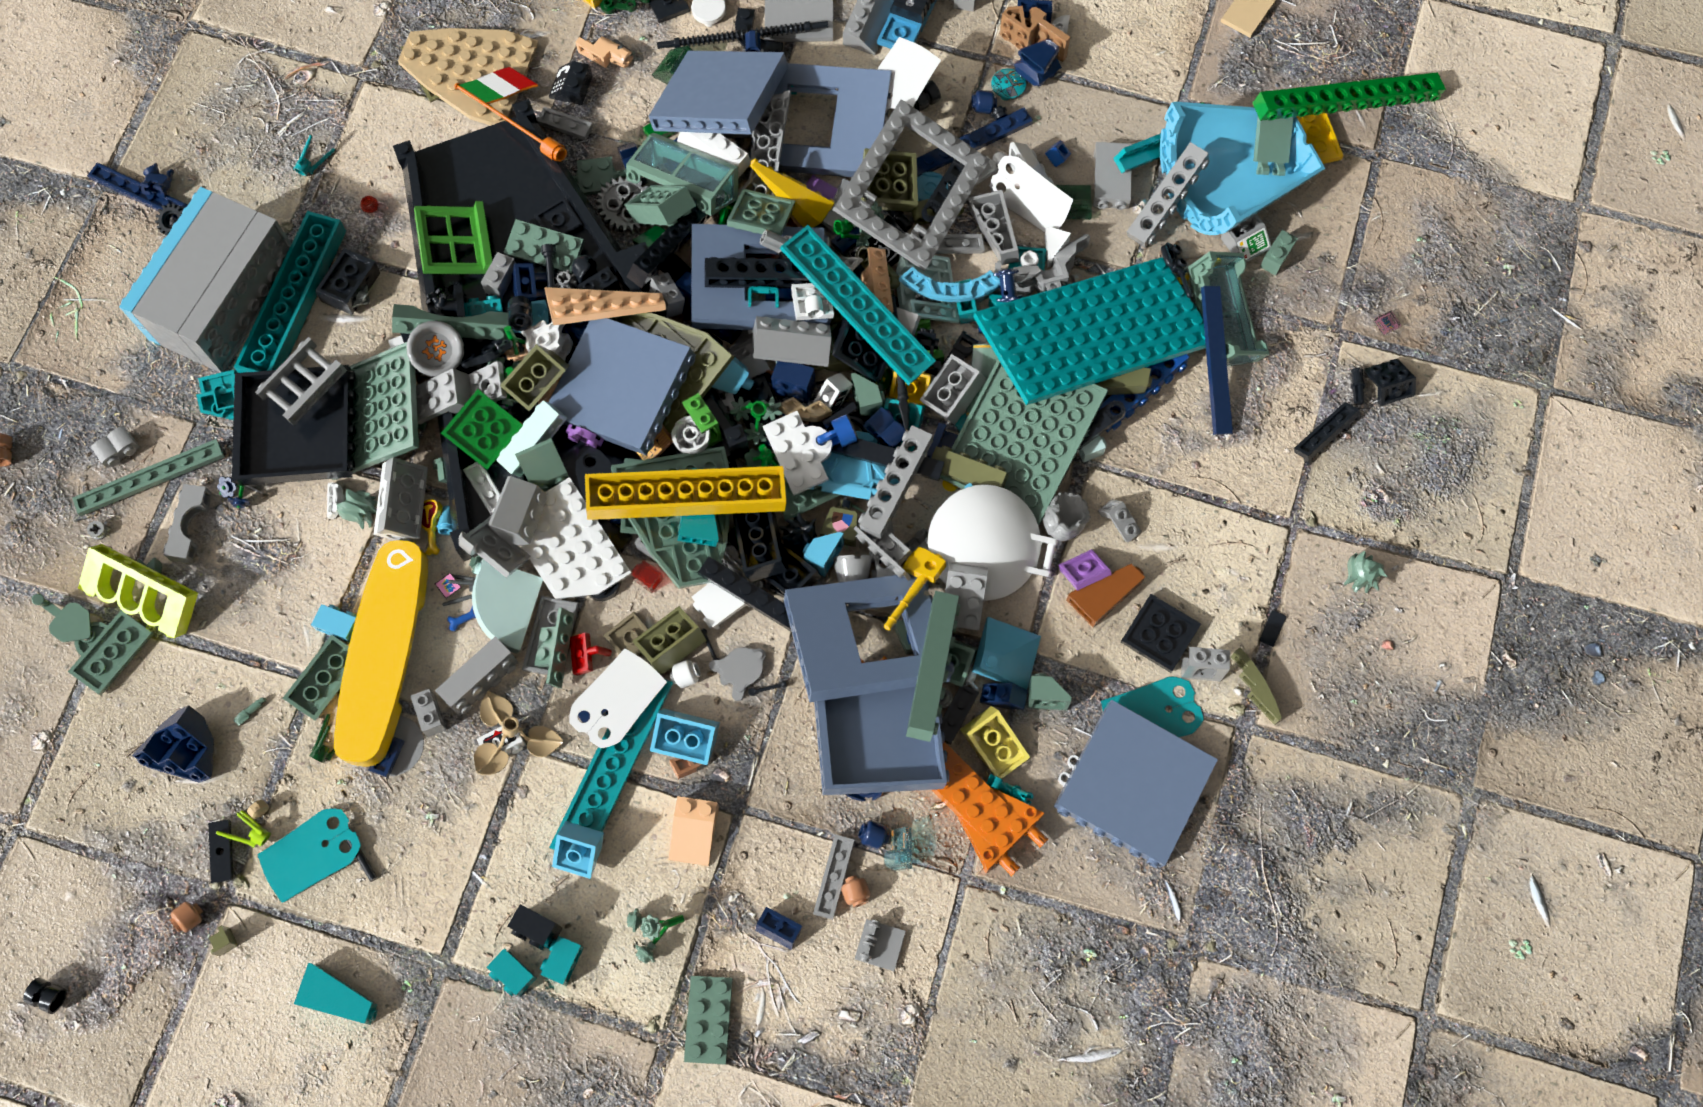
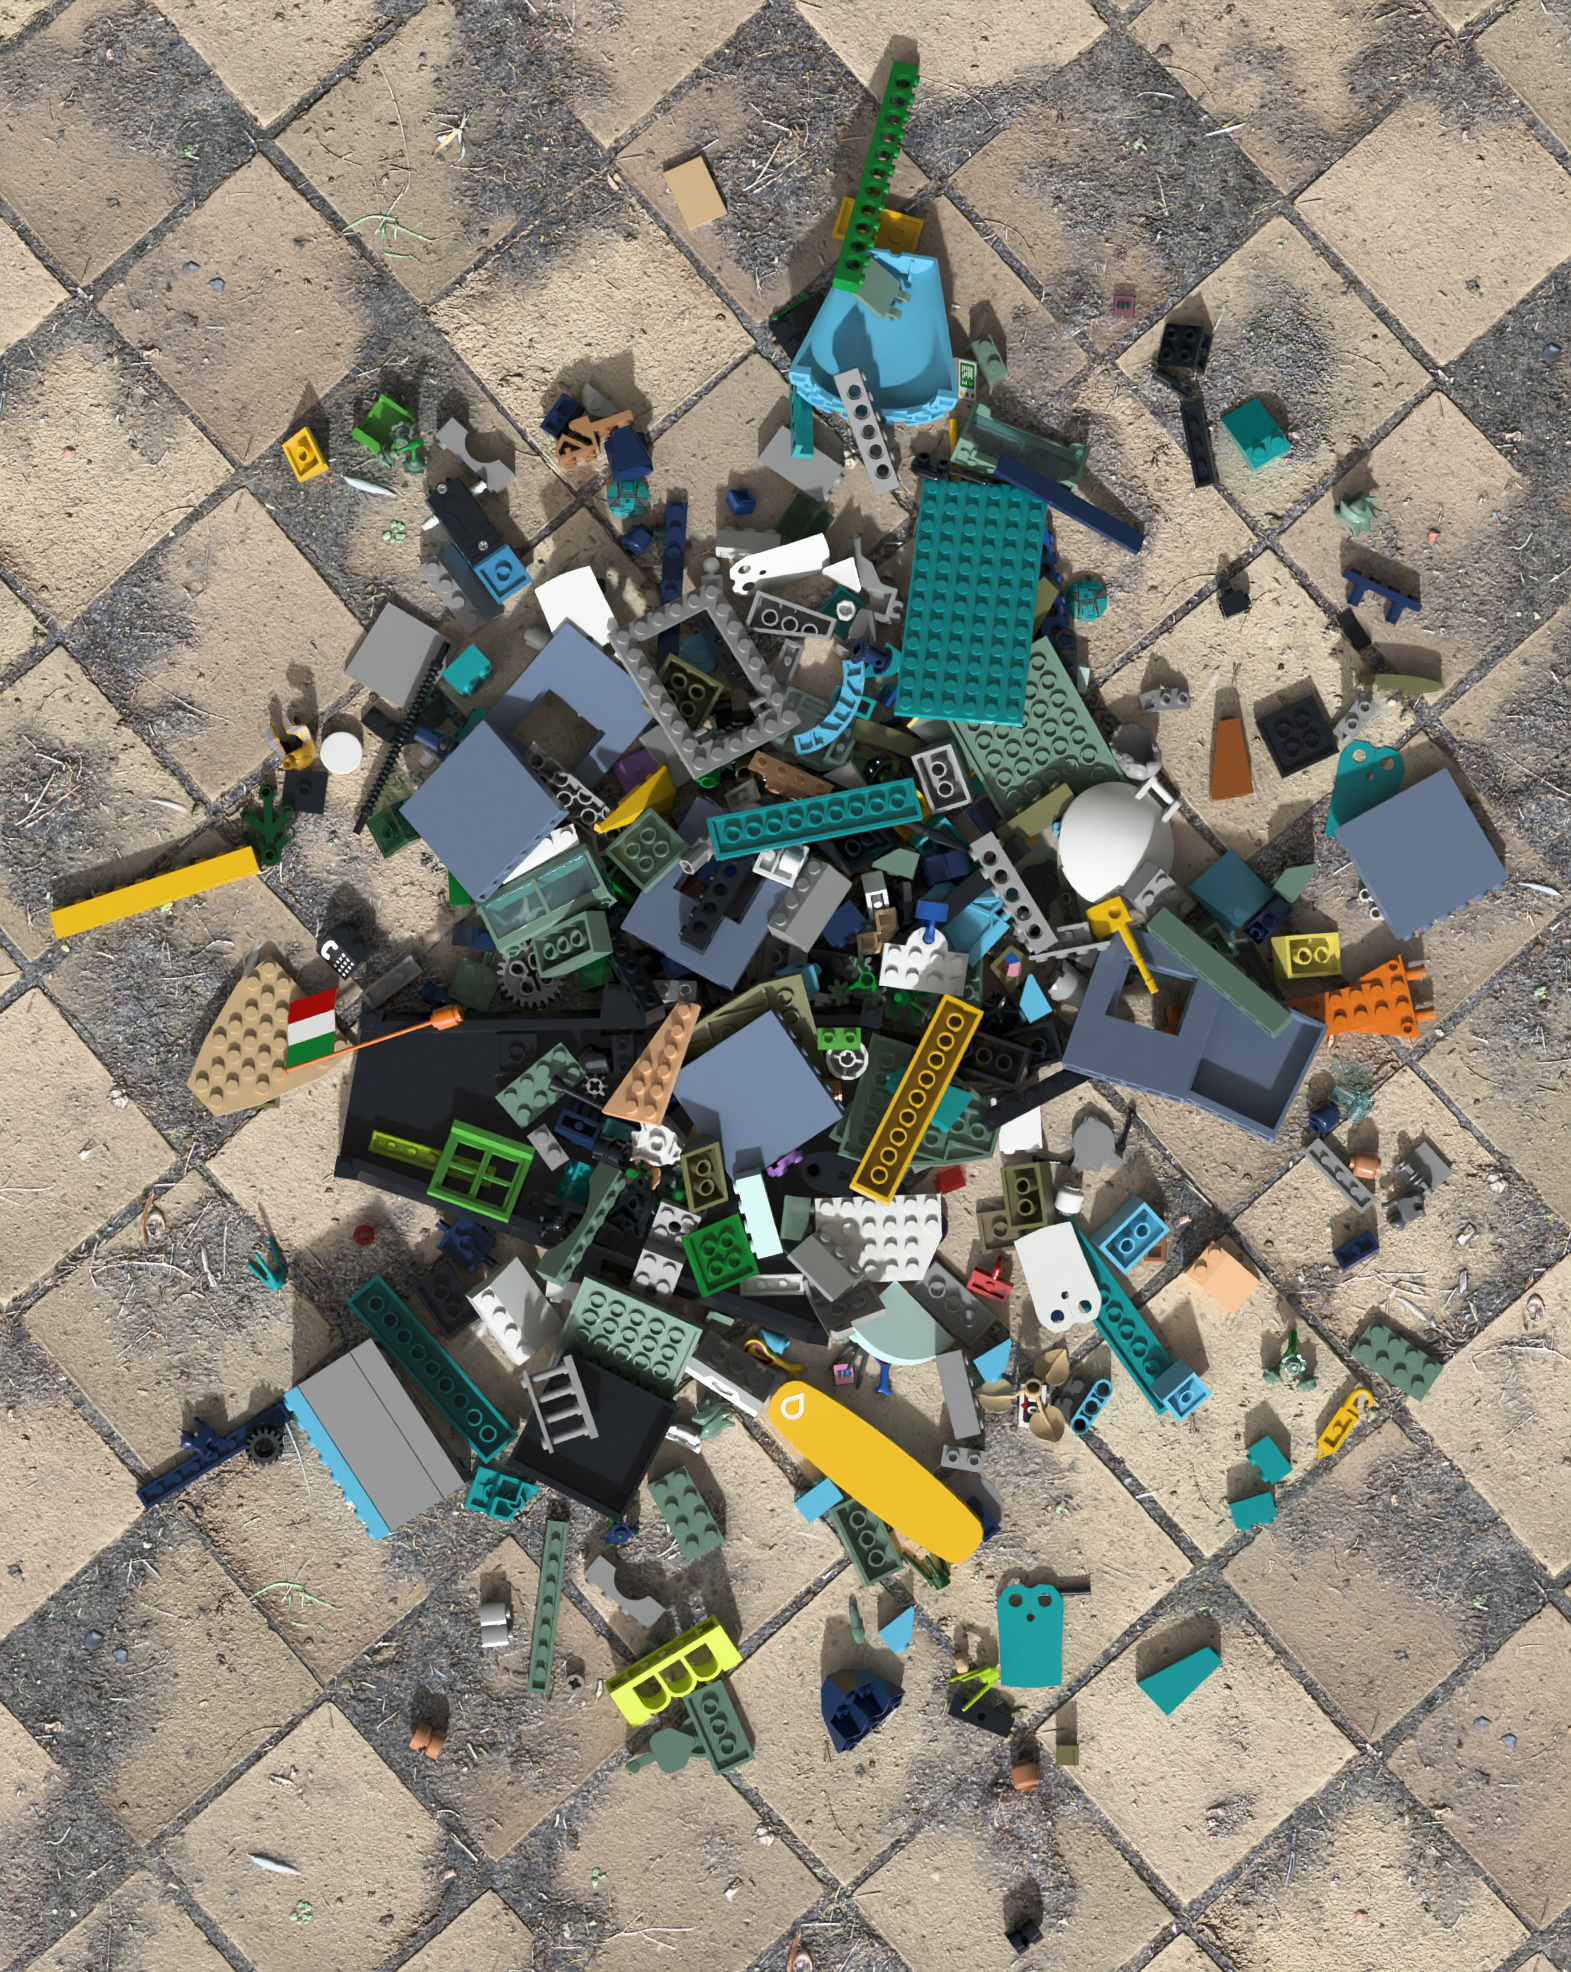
camera: 60 degrees left, 15 degrees up
(259, 745) = (899, 1630): none -> medium azure slope
(273, 532) = (686, 1513): none -> sand green brick
(361, 322) = (515, 1310): none -> white slope
(399, 272) = (466, 1244): none -> dark blue plate
(435, 348) = (608, 1254): light grey piece -> none
(445, 197) = (423, 1156): none -> lime tile
(517, 785) = (1081, 1410): none -> medium azure beam
(519, 689) = (993, 1361): none -> medium azure slope
(528, 770) = (1072, 1394): none -> dark grey plate
(534, 926) = (1227, 1467): black brick -> none
(554, 646) = (971, 1308): sand green bracket -> none
(570, 160) = (436, 996): none -> dark blue animal
(605, 51) = (329, 890): light nougat plate -> none
(627, 1004) = (1341, 1423): none -> yellow plate
(764, 290) = (739, 901): teal piece -> none
(815, 41) = (468, 672): none -> teal brick
(840, 948) = (1406, 1207): none -> dark grey animal
(914, 512) = (1042, 885): none -> black tile
(954, 334) = (885, 738): none -> olive slope
(1011, 790) = (1362, 966): teal piece -> none
(1084, 569) = (1195, 767): medium lavender plate -> none
(1154, 420) = (1086, 600): none -> teal dish
(1228, 523) = (1232, 602): none -> black brick
(1318, 619) = (1398, 601): none -> dark blue plate
(1364, 468) = (1256, 435): none -> teal slope

